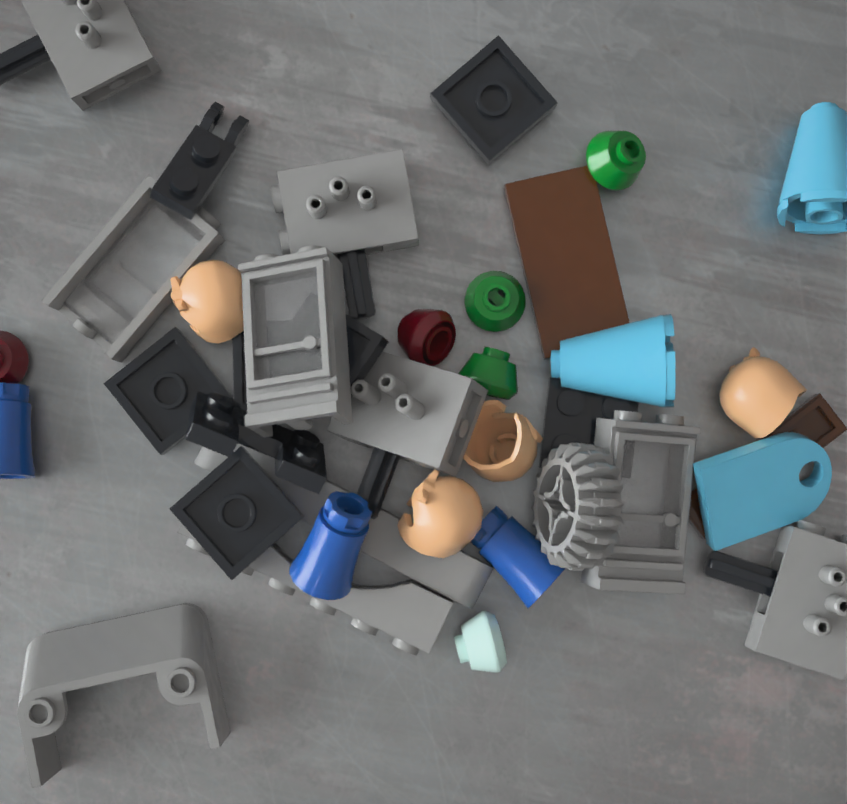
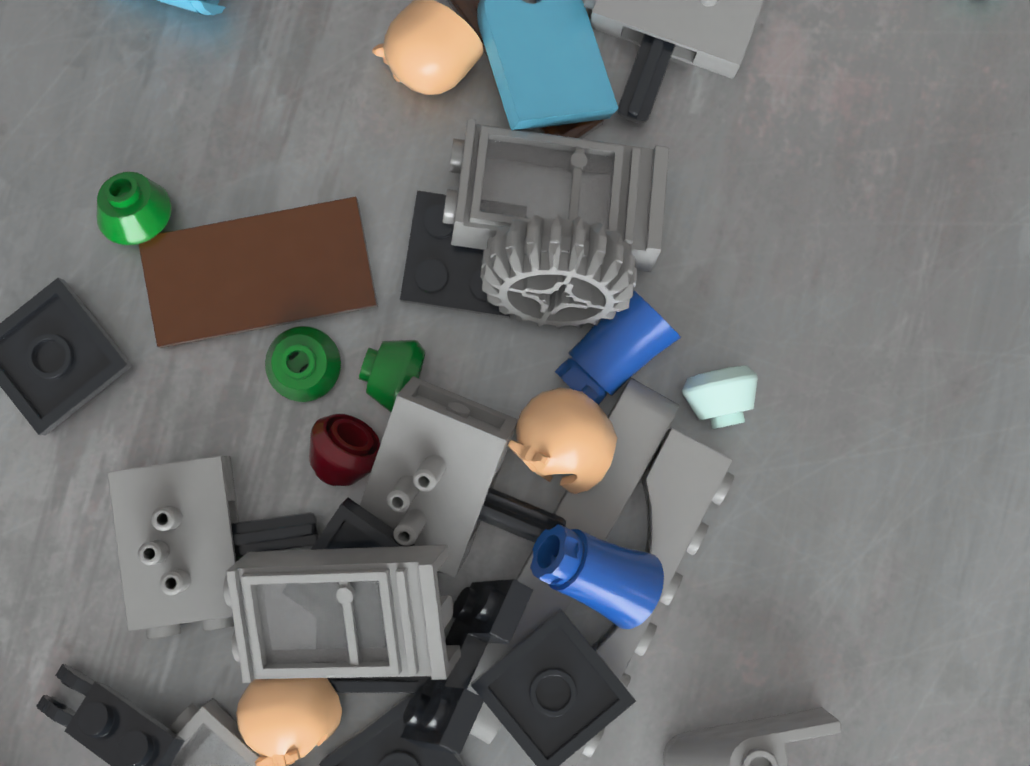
camera: 90 degrees left, 0 degrees up
(501, 444) = (479, 361): light nougat helmet -> none
(621, 362) = (384, 211): medium azure cone -> none

